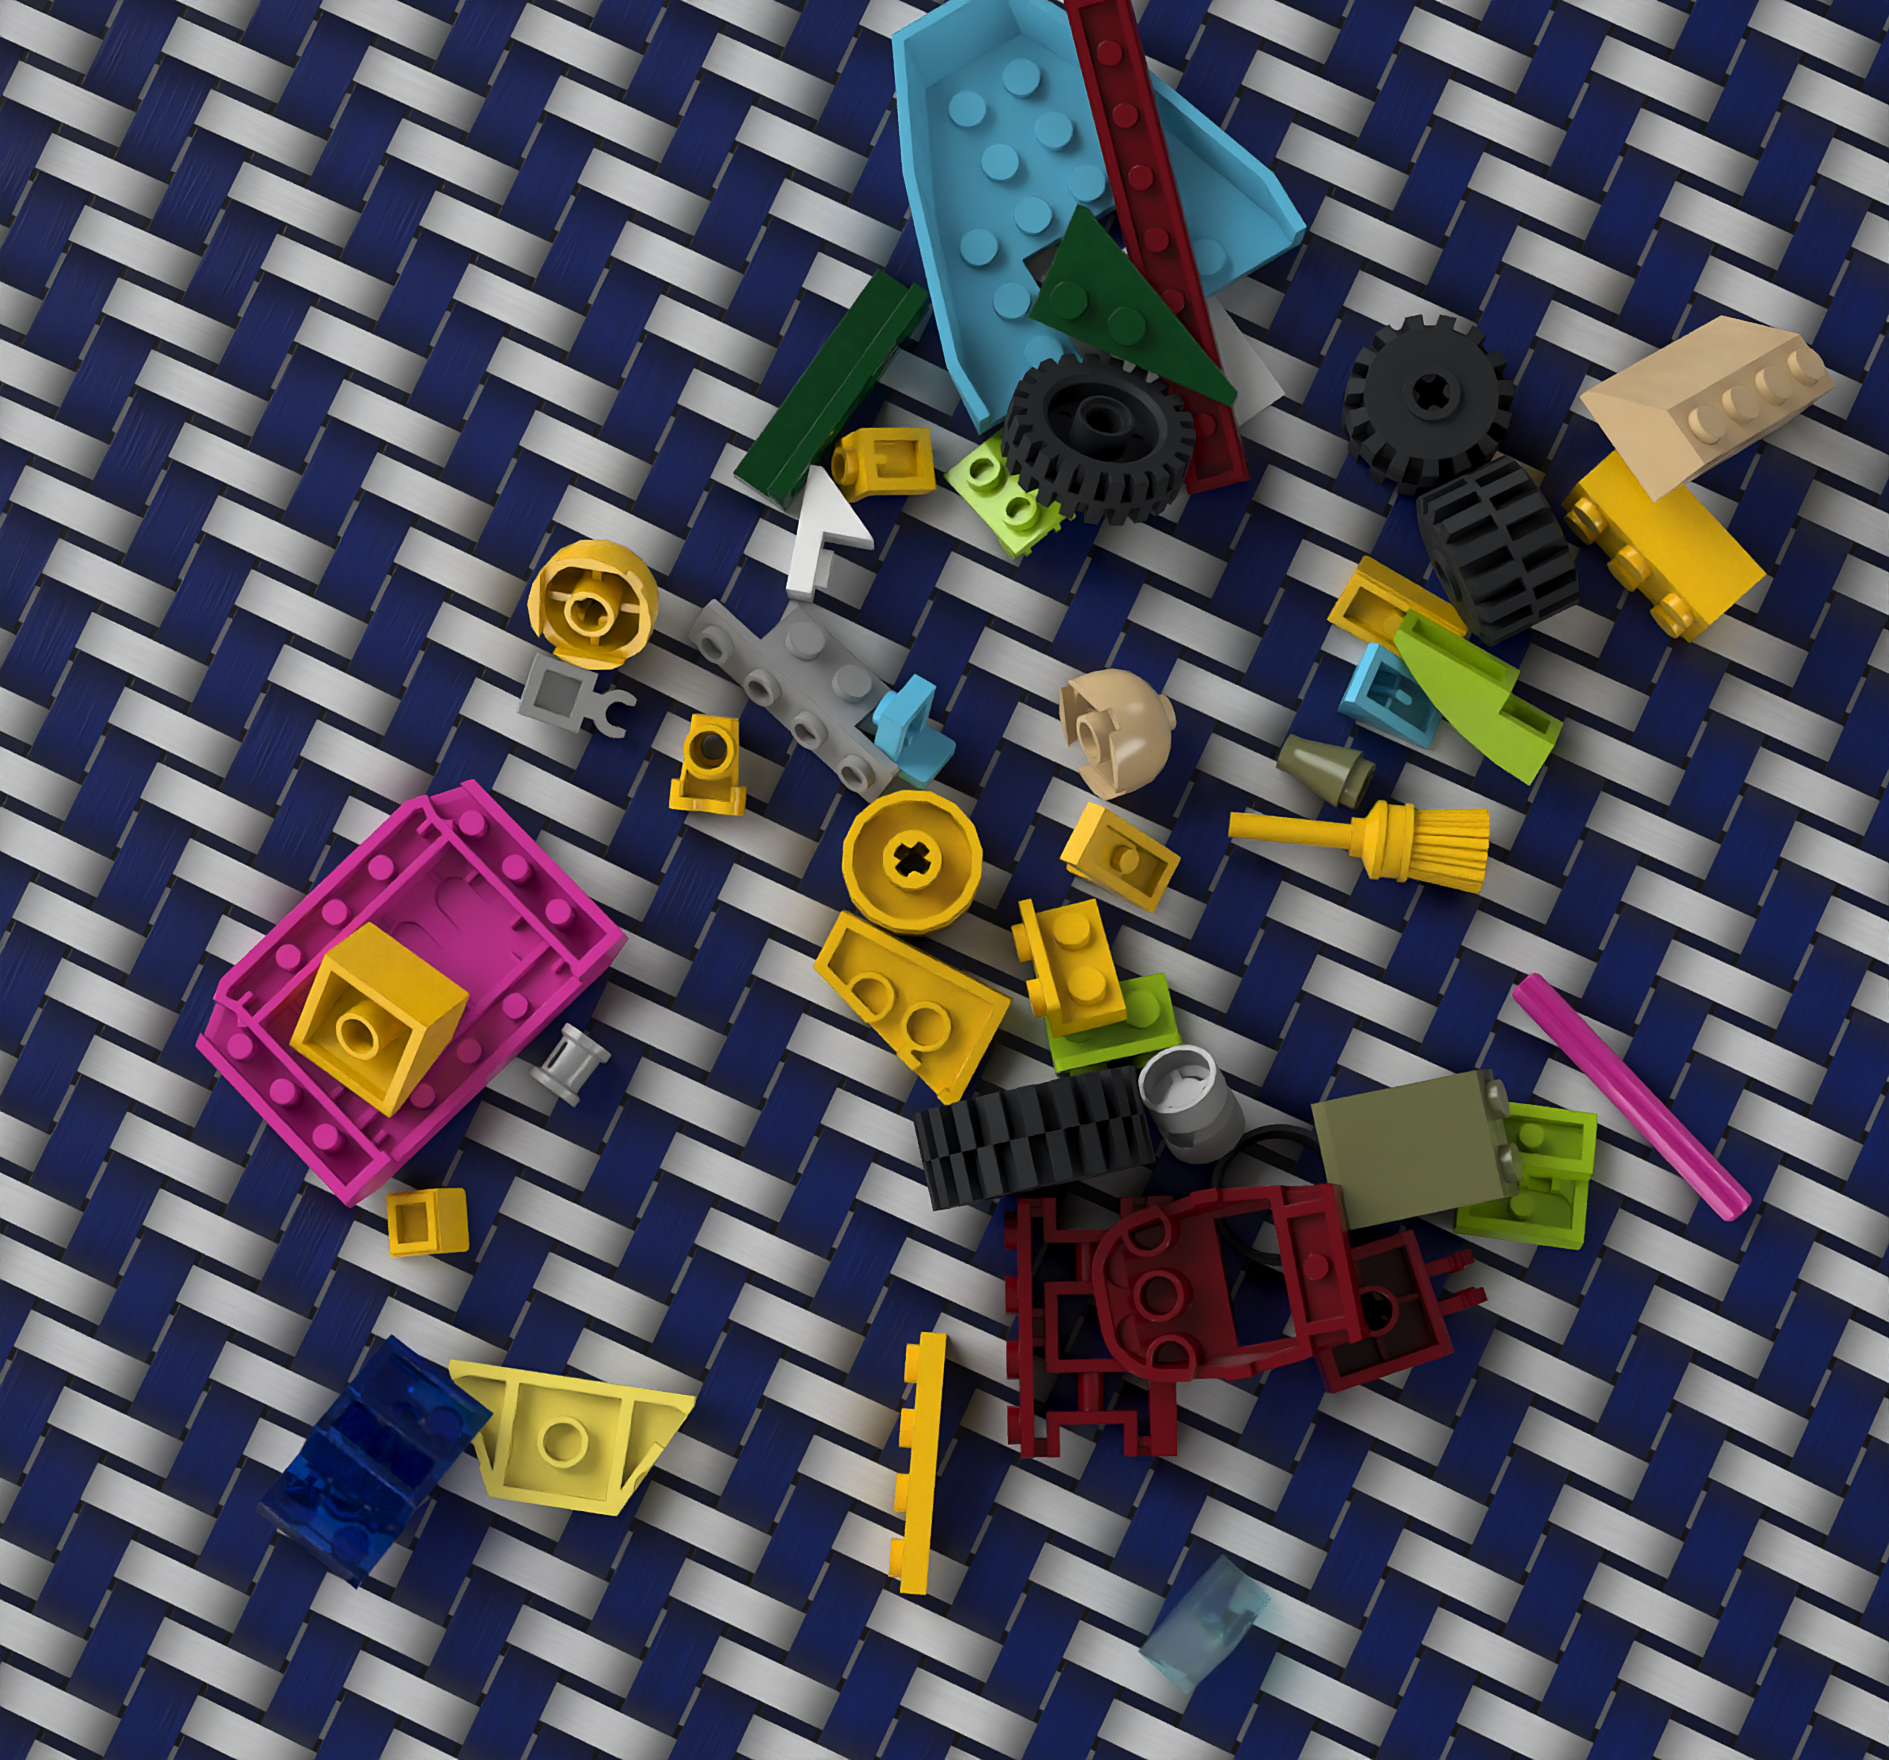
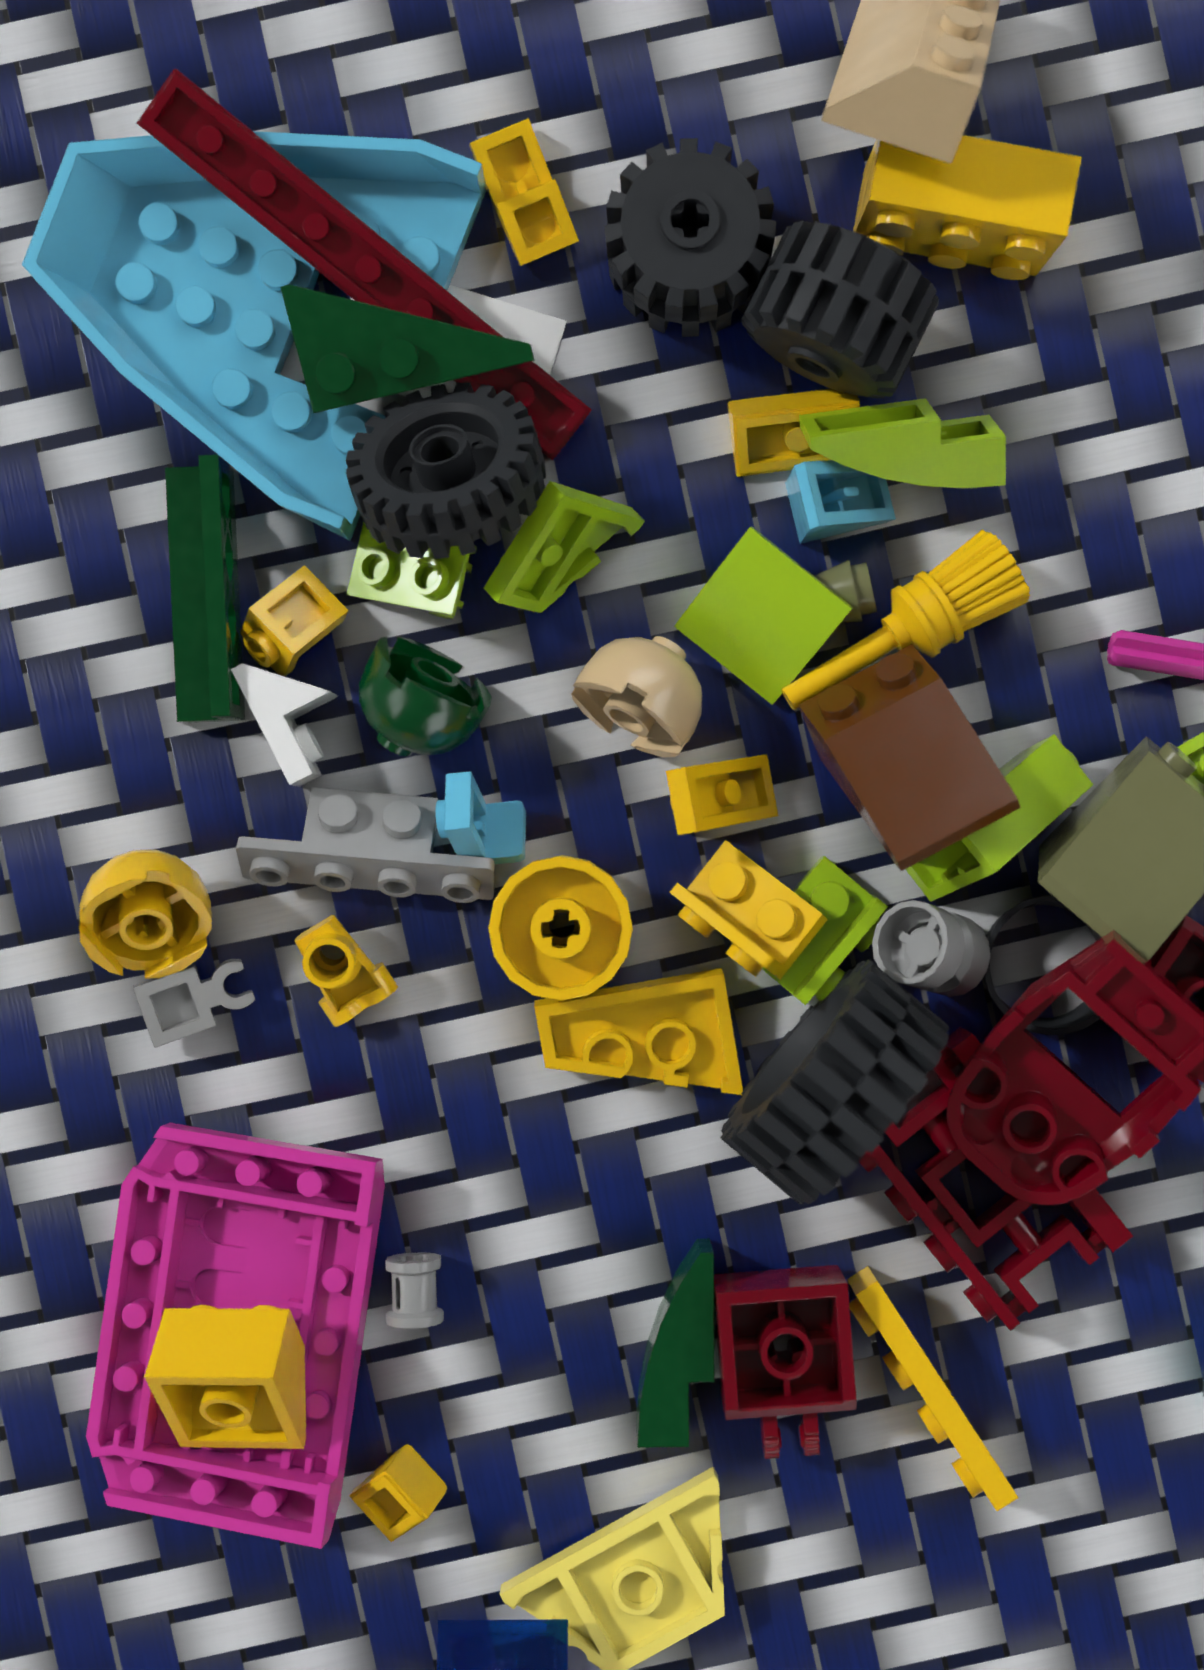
camera: 35 degrees left, 5 degrees up
(744, 1274) = (678, 1352): none -> dark green slope
(837, 1373) = (808, 1376): none -> dark red hinge
(937, 599) = (418, 700): none -> dark green cylinder
(1139, 565) = (557, 546): none -> lime wing
(1260, 742) = (762, 615): none -> lime slope
(1285, 931) = (907, 757): none -> reddish brown slope
(1321, 1042) = (1046, 784): none -> lime slope
(1327, 269) = (524, 192): none -> yellow slope

